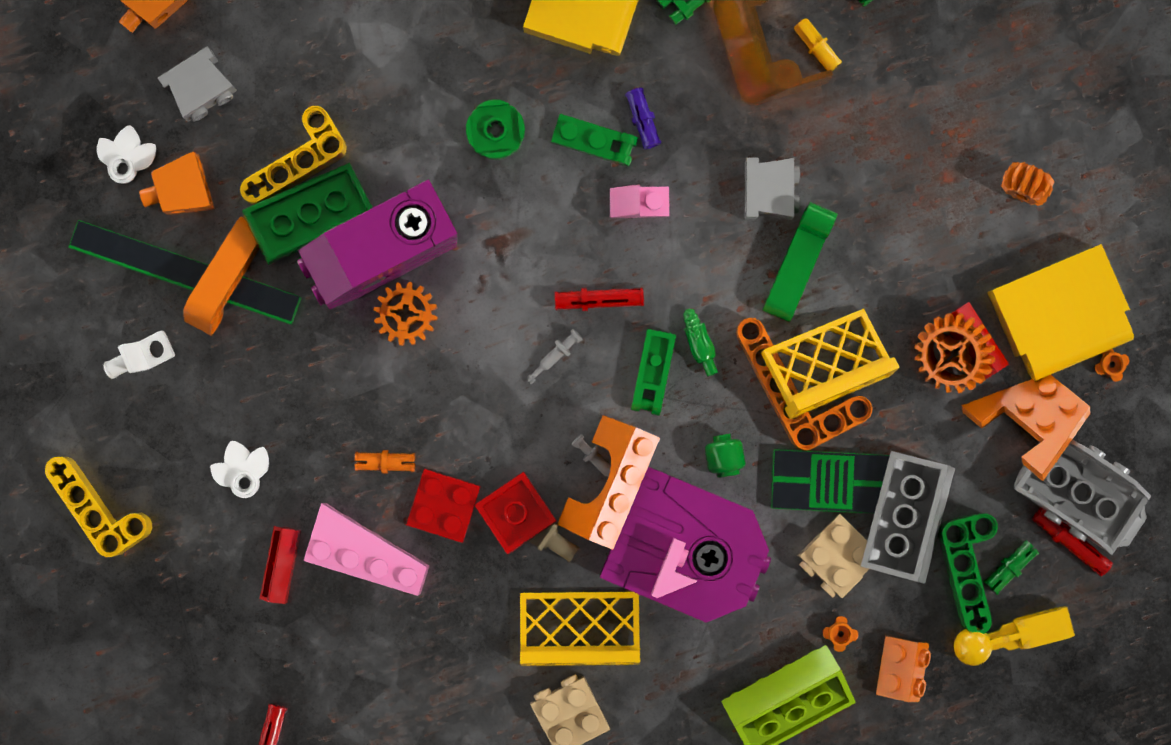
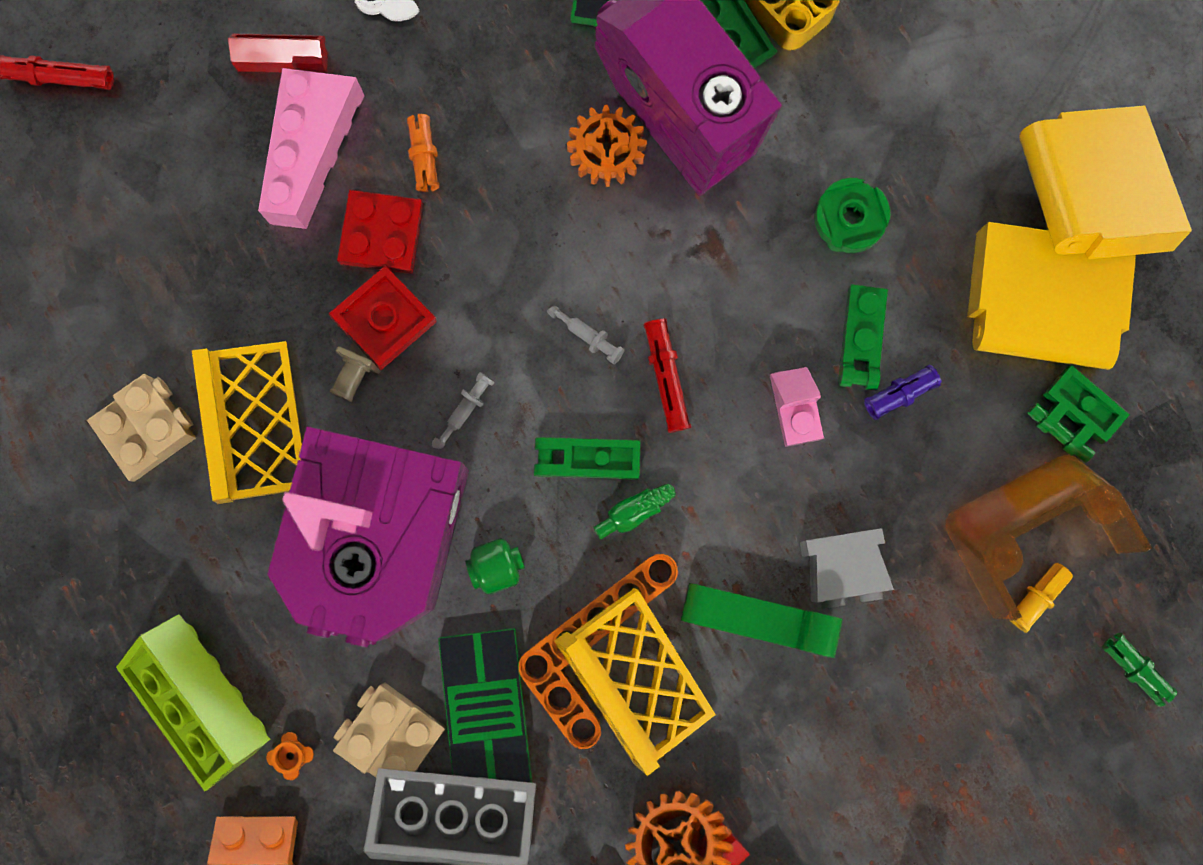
camera: 75 degrees right, 5 degrees down
(606, 514) = (384, 417): orange arch -> none

